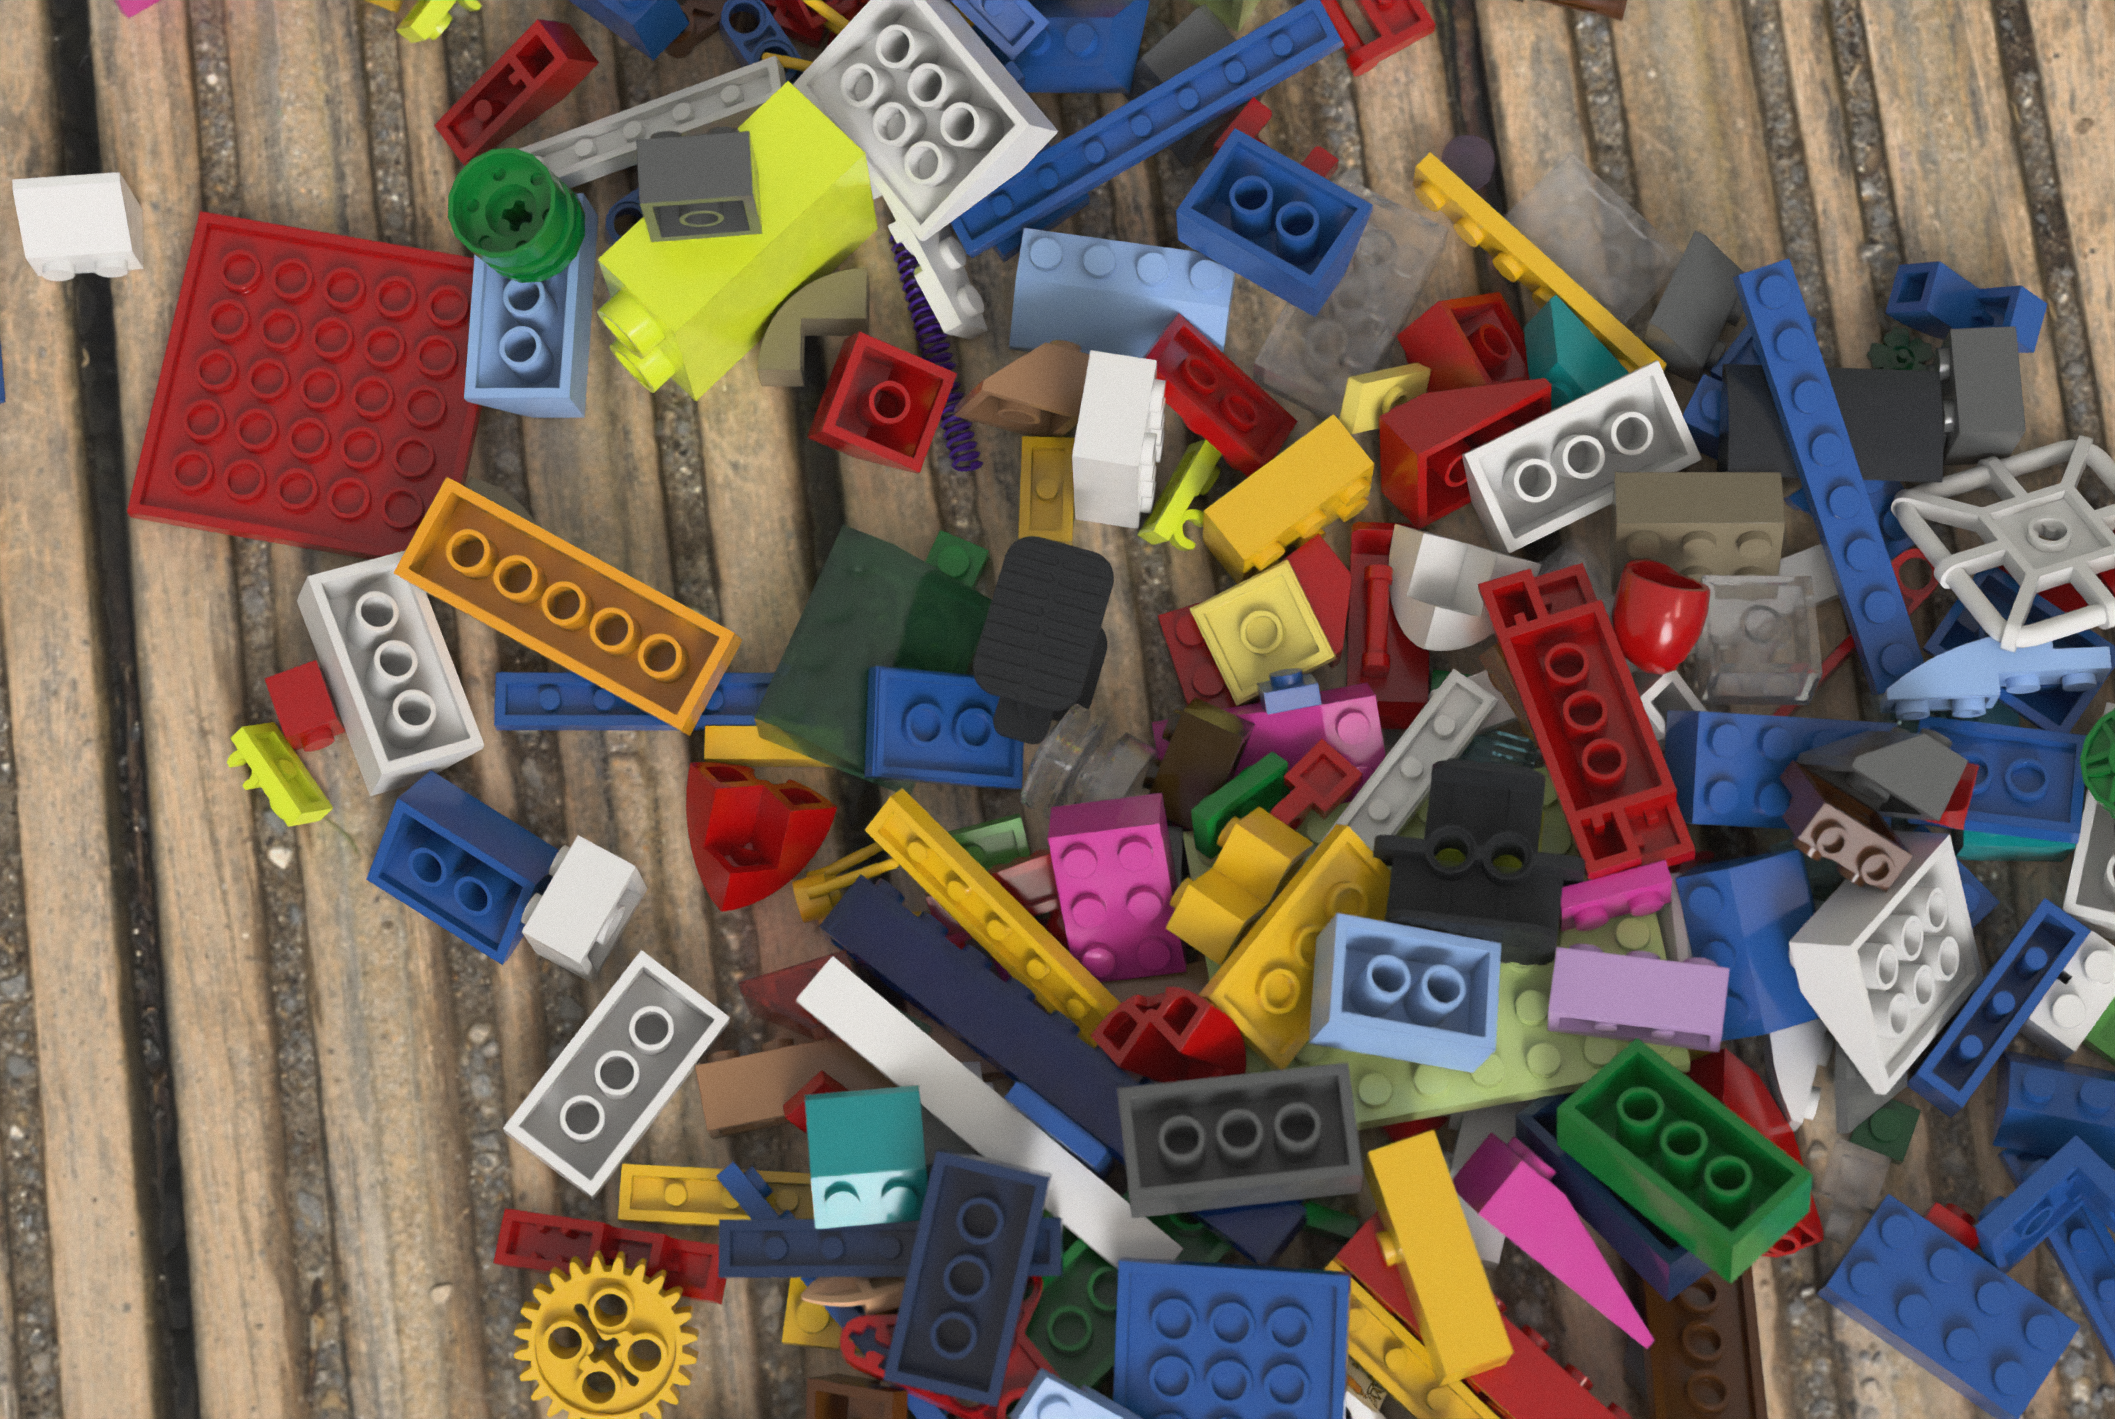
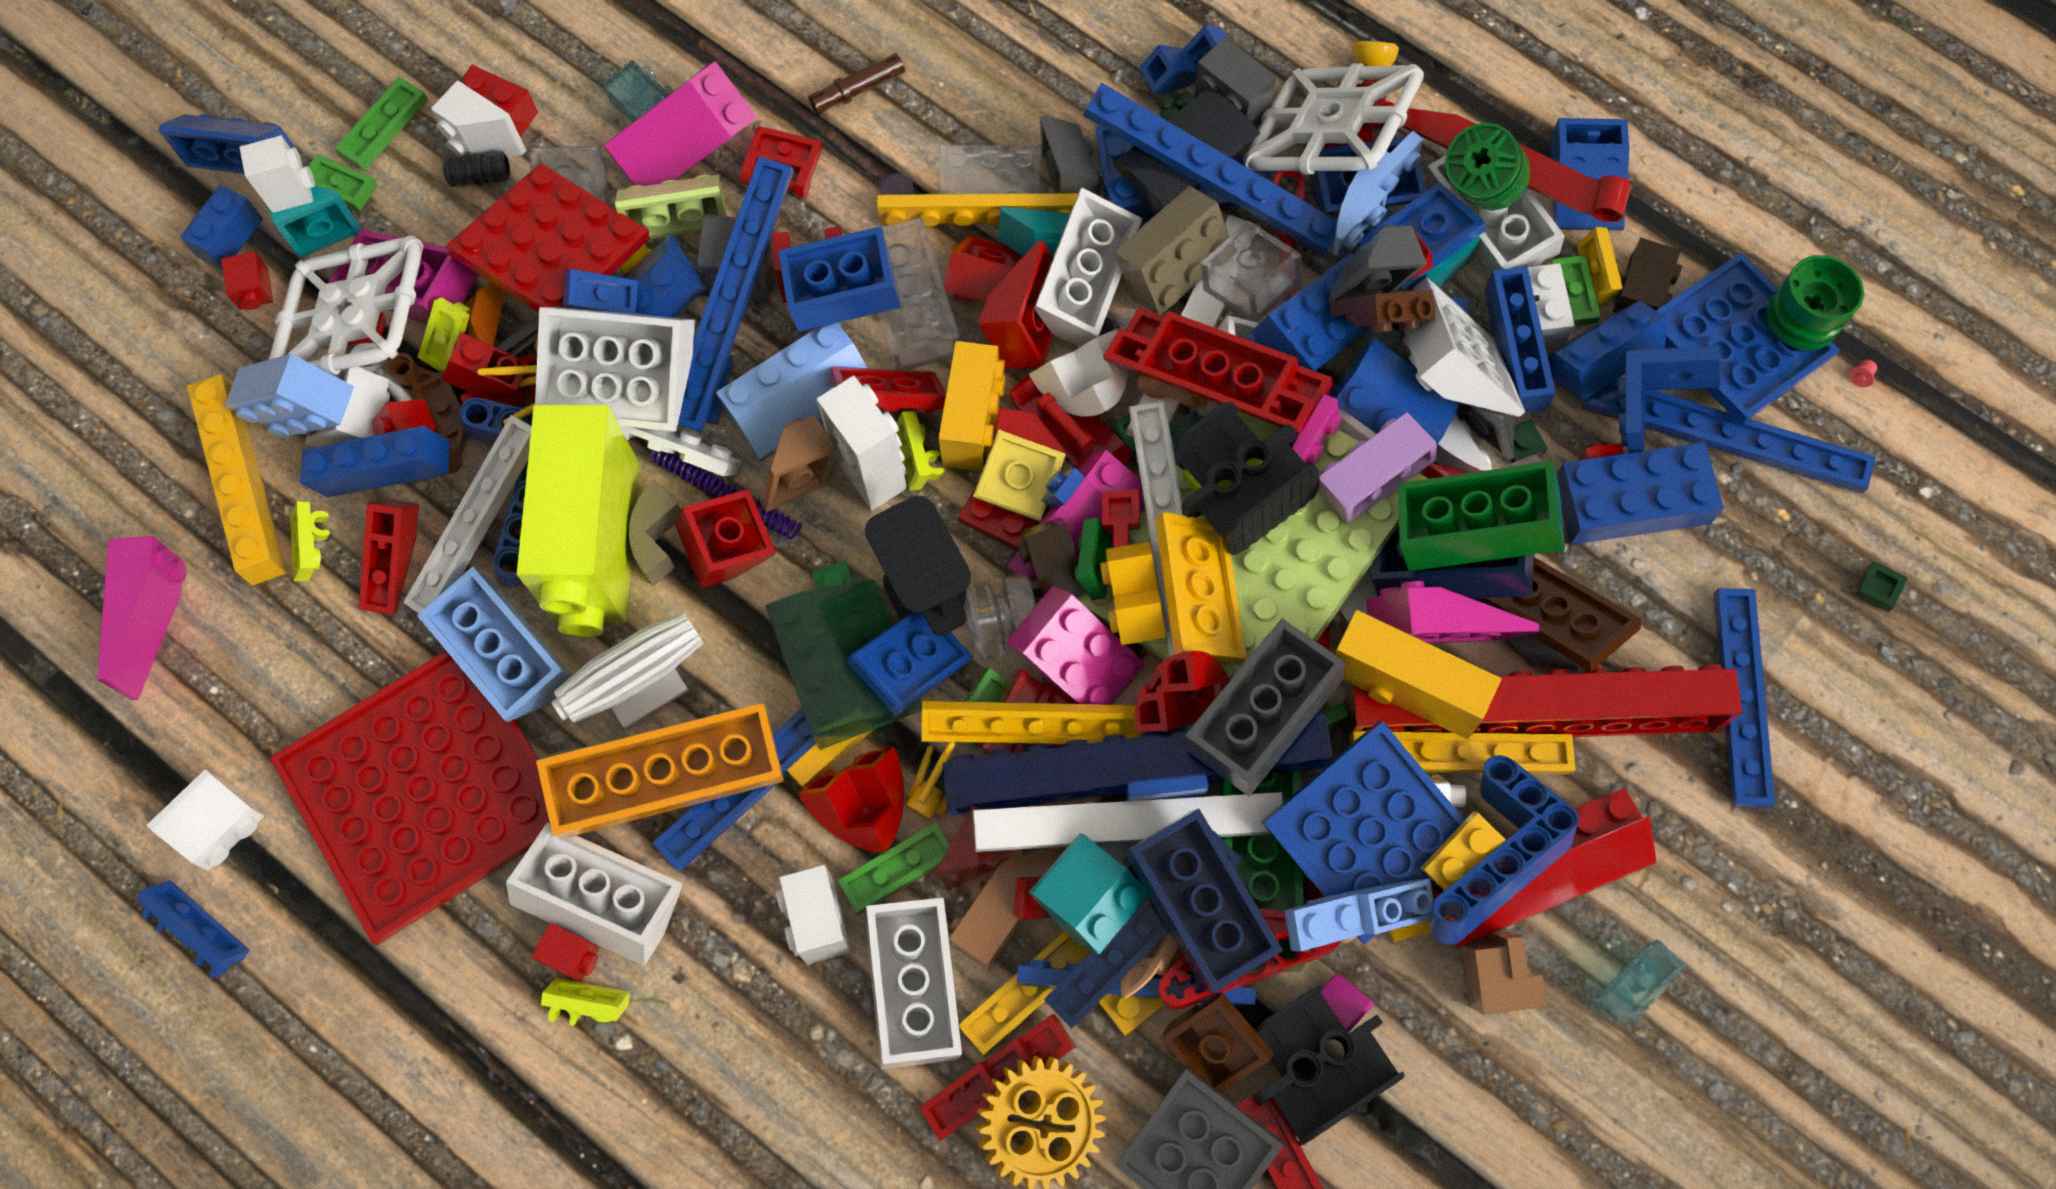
camera: 45 degrees left, 5 degrees down
(461, 865) = (729, 955): blue slope -> none
(511, 192) = (430, 597): green wheel -> none
(638, 470) = (632, 675): none -> white plate
(699, 185) = (538, 485): dark grey brick -> none
(716, 938) = (895, 868): none -> bright green plate
(1047, 488) = (843, 506): yellow plate -> none
(1378, 392) = (965, 317): light yellow plate -> none
(1405, 993) = (1271, 563): light blue brick -> none
(1658, 615) = (1202, 294): red piece -> none

